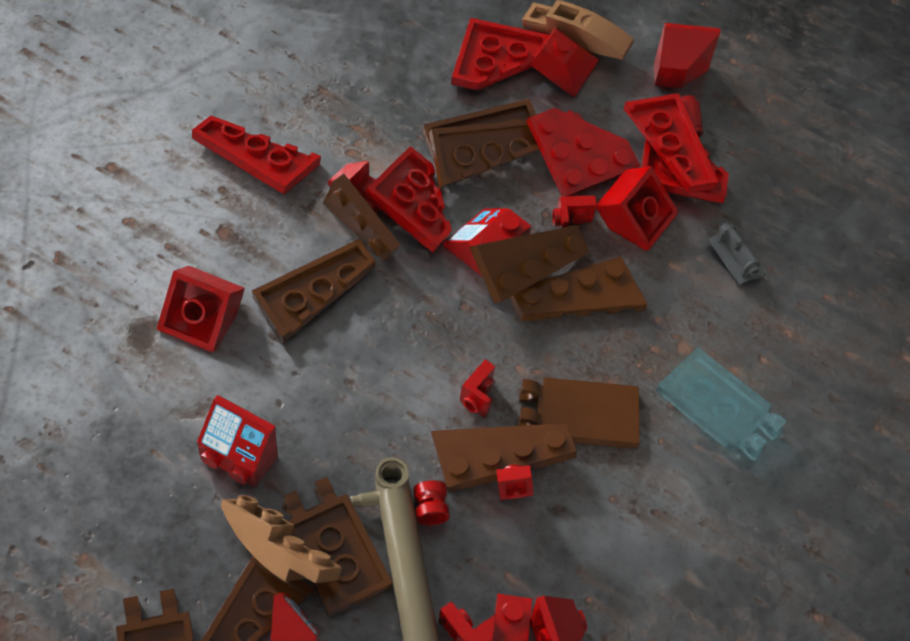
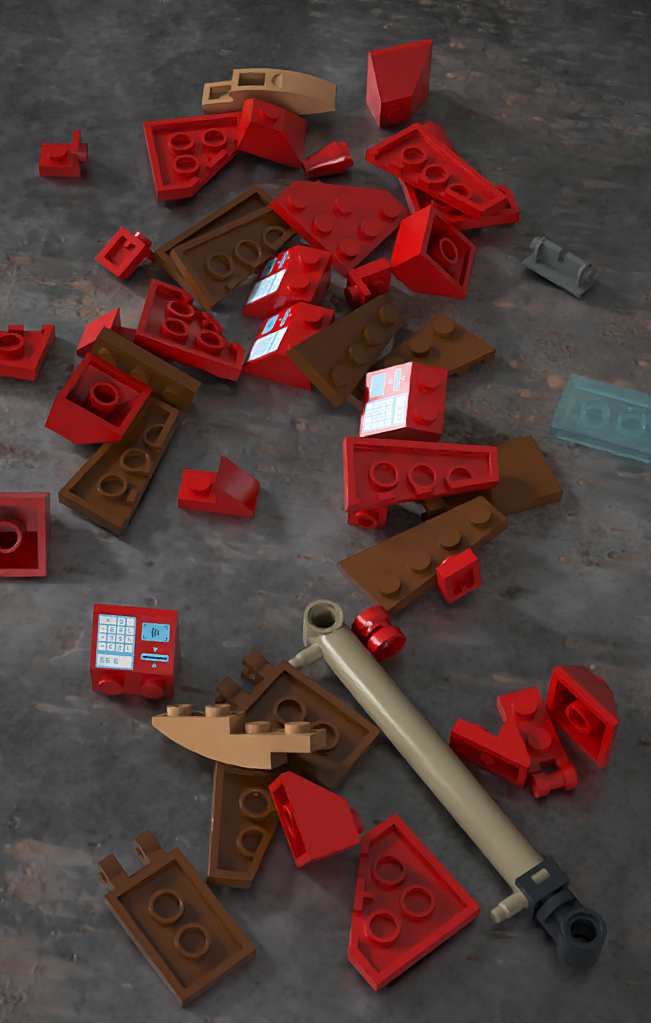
camera: 20 degrees left, 5 degrees down
(315, 230) = (97, 403): none -> red slope
(374, 336) = (223, 492): none -> red slope
(398, 25) = (63, 159): none -> red bracket
(402, 117) = (125, 253): none -> red bracket
(515, 186) = (289, 278): none -> red slope
(516, 380) = (409, 471): none -> red wing
(546, 324) = (404, 403): none -> red slope
(596, 98) = (327, 161): none -> red cone

